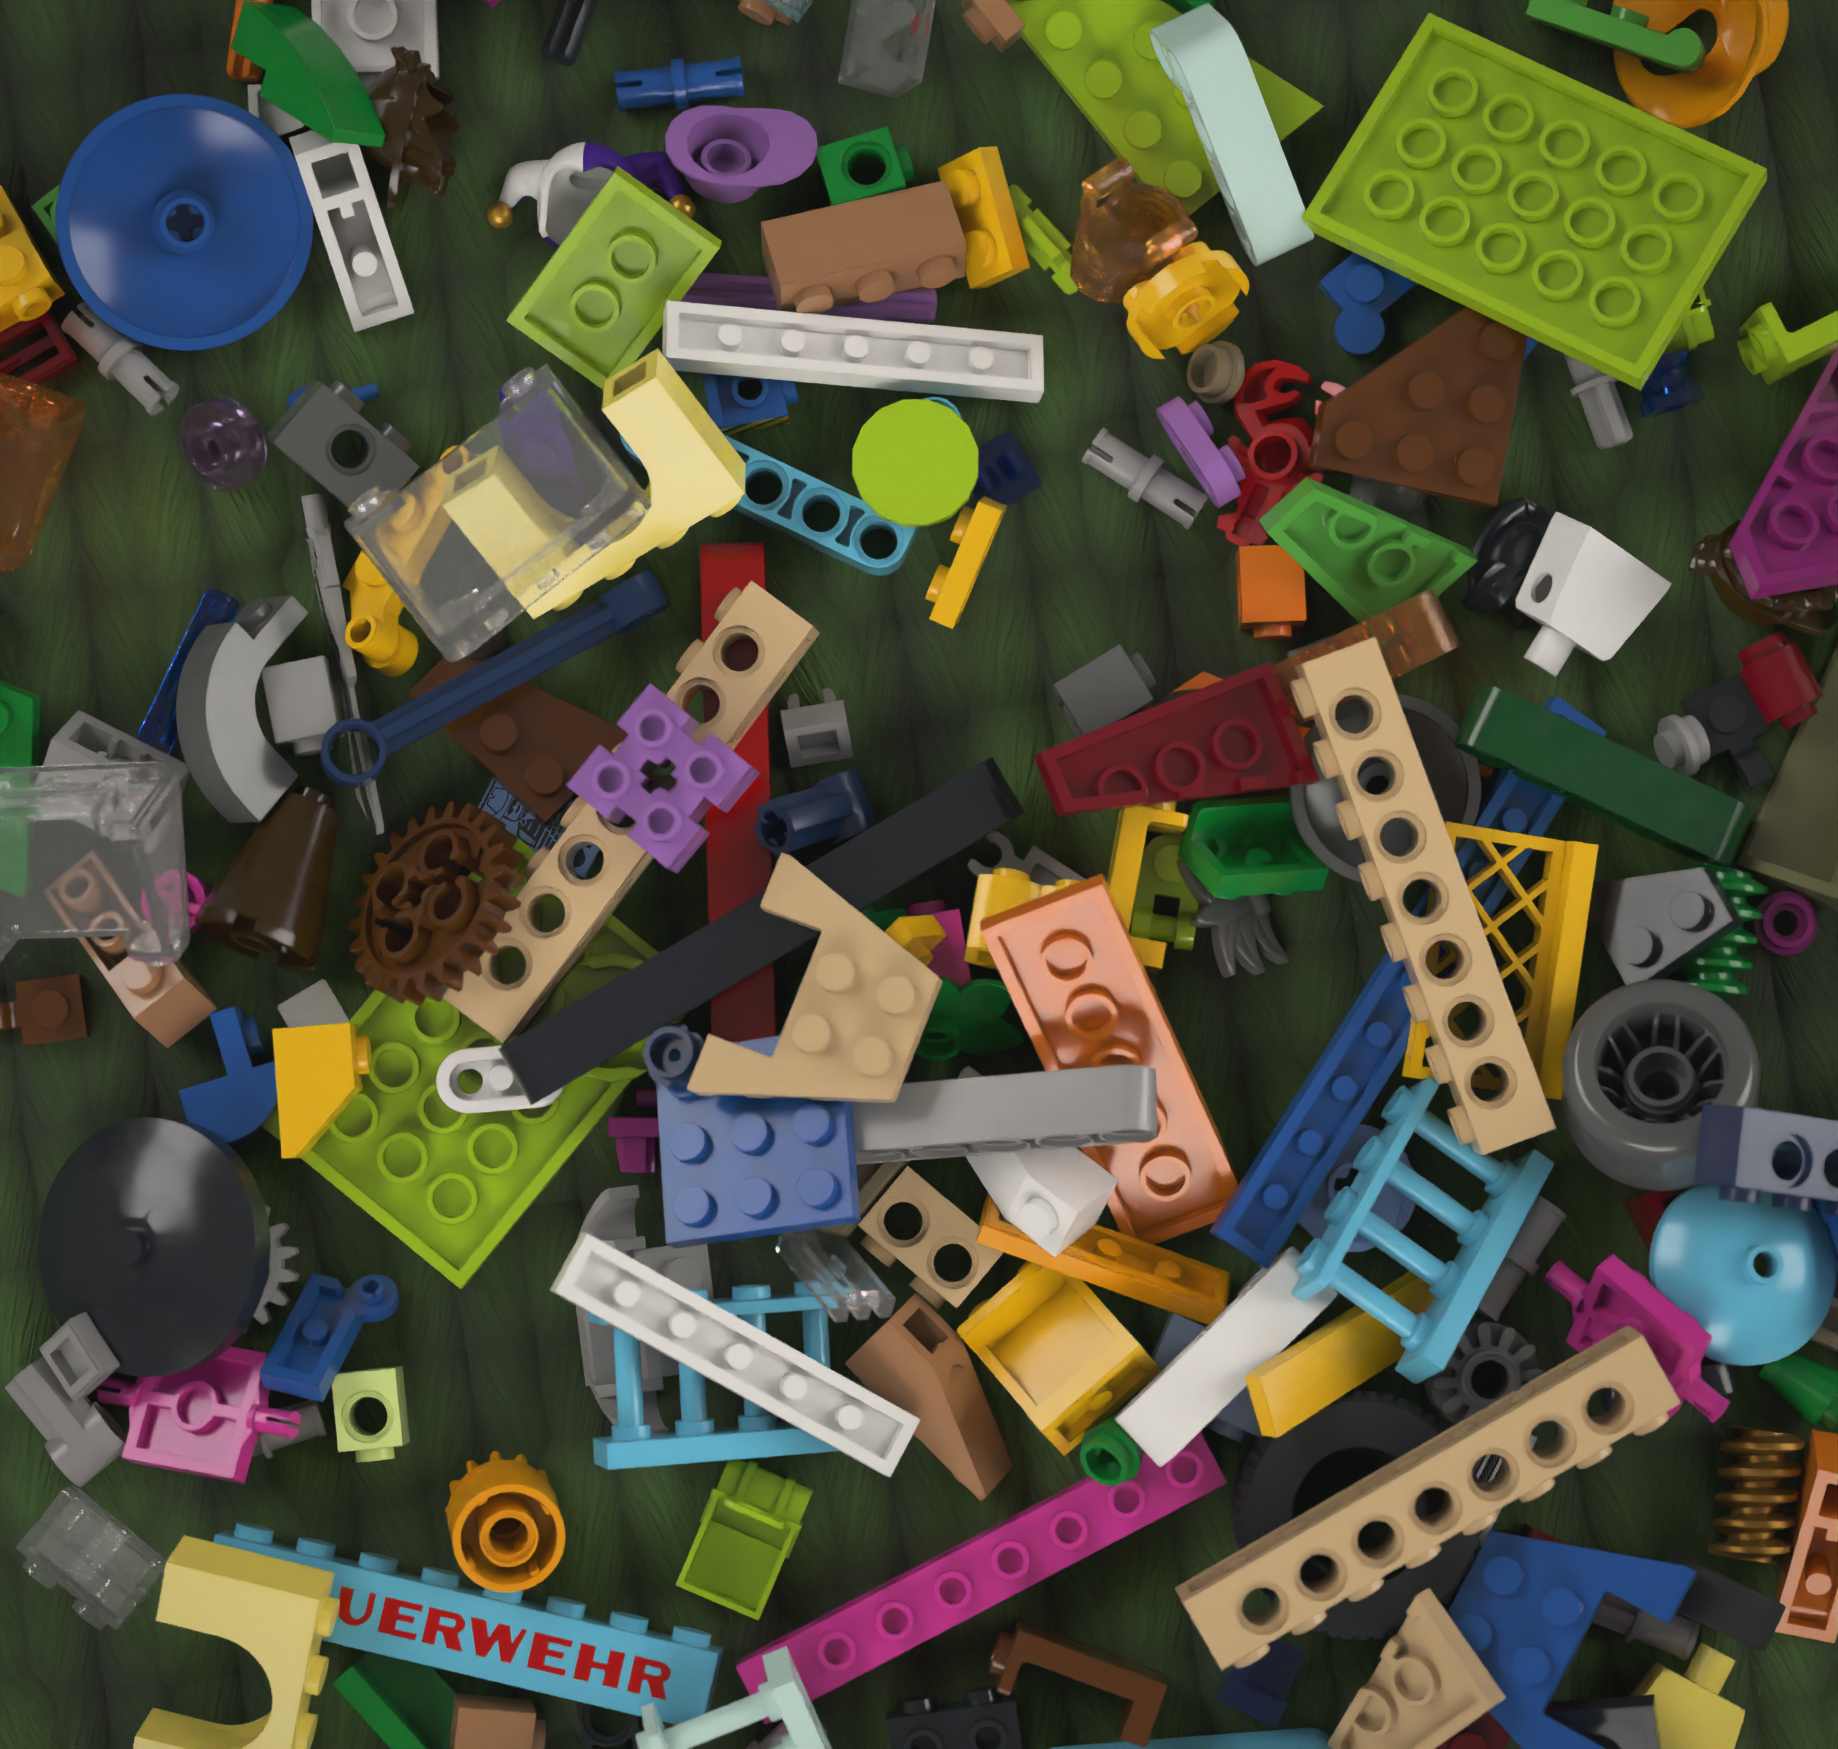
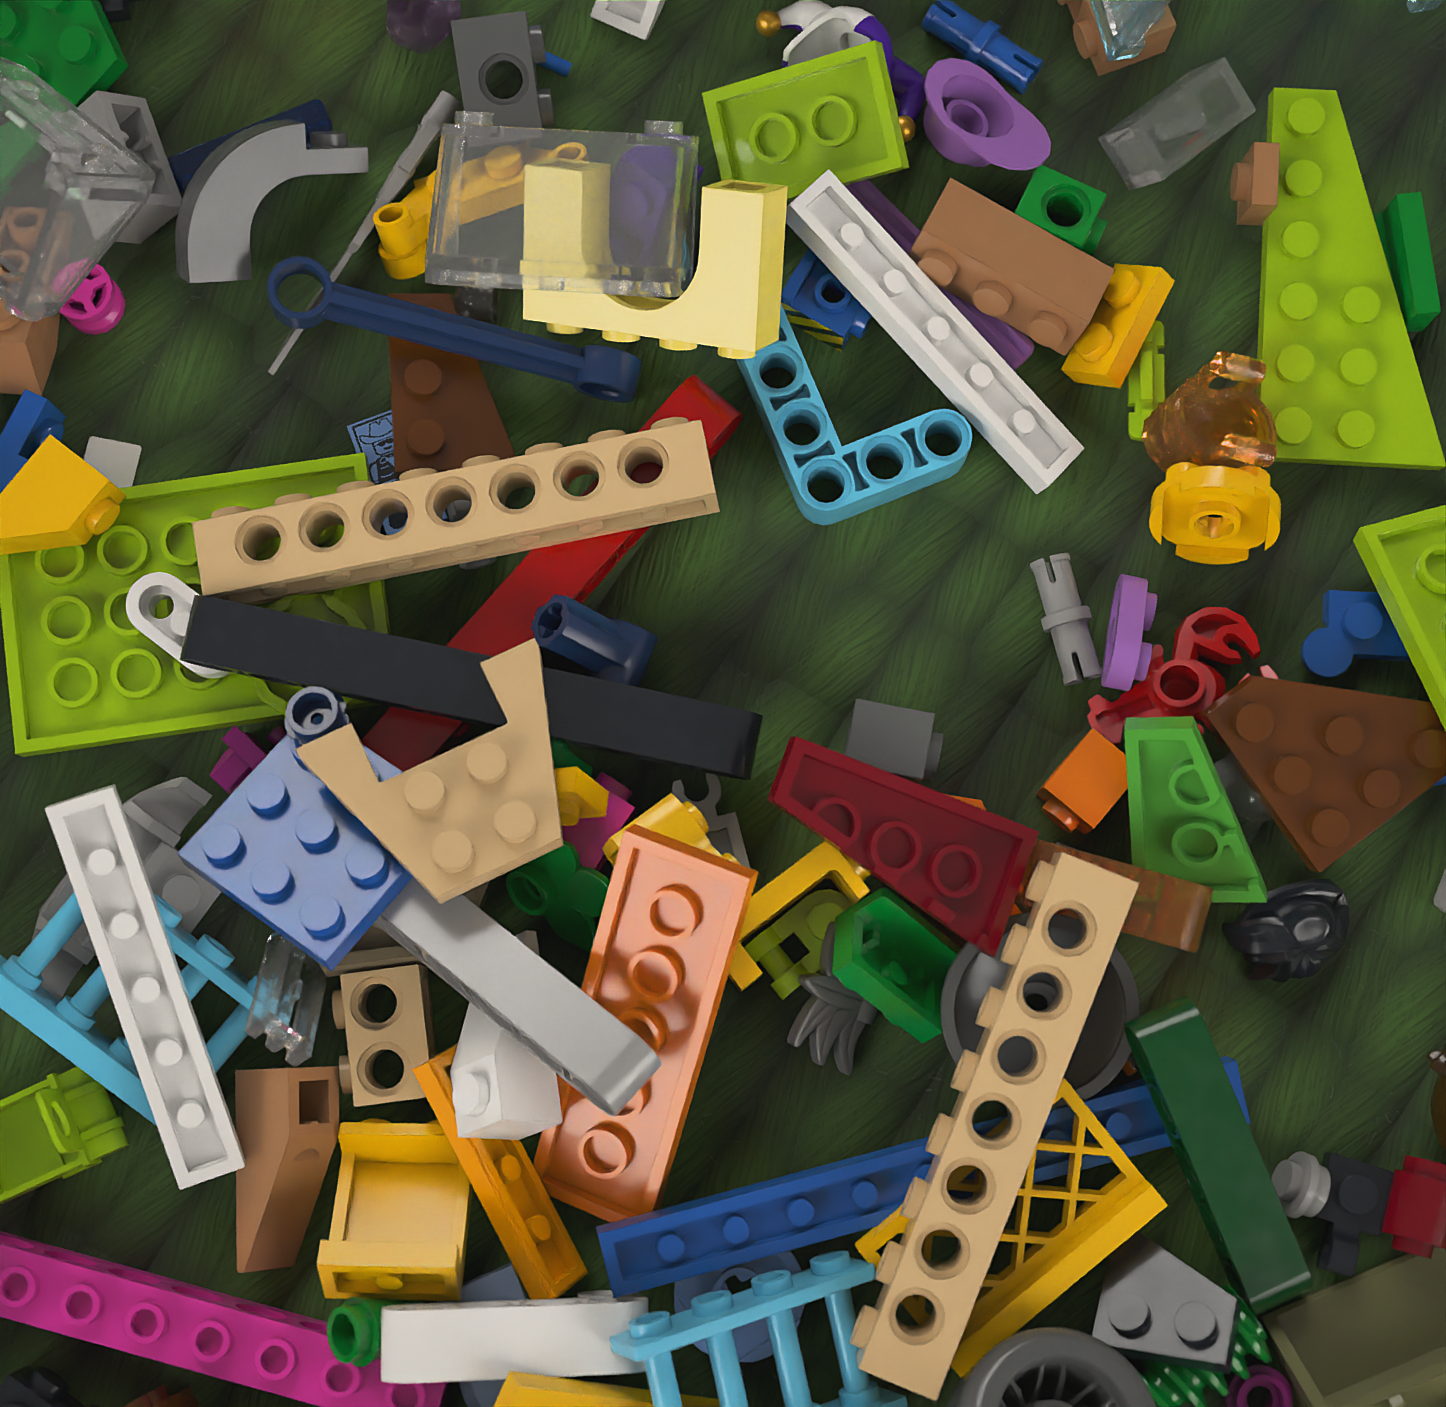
camera: 40 degrees right, 5 degrees down
(278, 884) = (166, 342): dark brown cone -> none
(302, 703) = (308, 227): light grey brick -> none
(447, 912) = (256, 454): reddish brown gear -> none
(665, 820) = (465, 475): medium lavender brick -> none
(816, 731) = (653, 584): light grey tile -> none
(915, 463) = (904, 449): lime tile -> none
(953, 585) = (854, 568): yellow plate -> none
(1004, 472) = (959, 521): clear blue tile -> none
(1216, 372) = (1190, 587): dark tan plate -> none
(1235, 130) = (1388, 365): light aqua beam -> none
(1584, 594) = (1328, 1001): white torso -> none

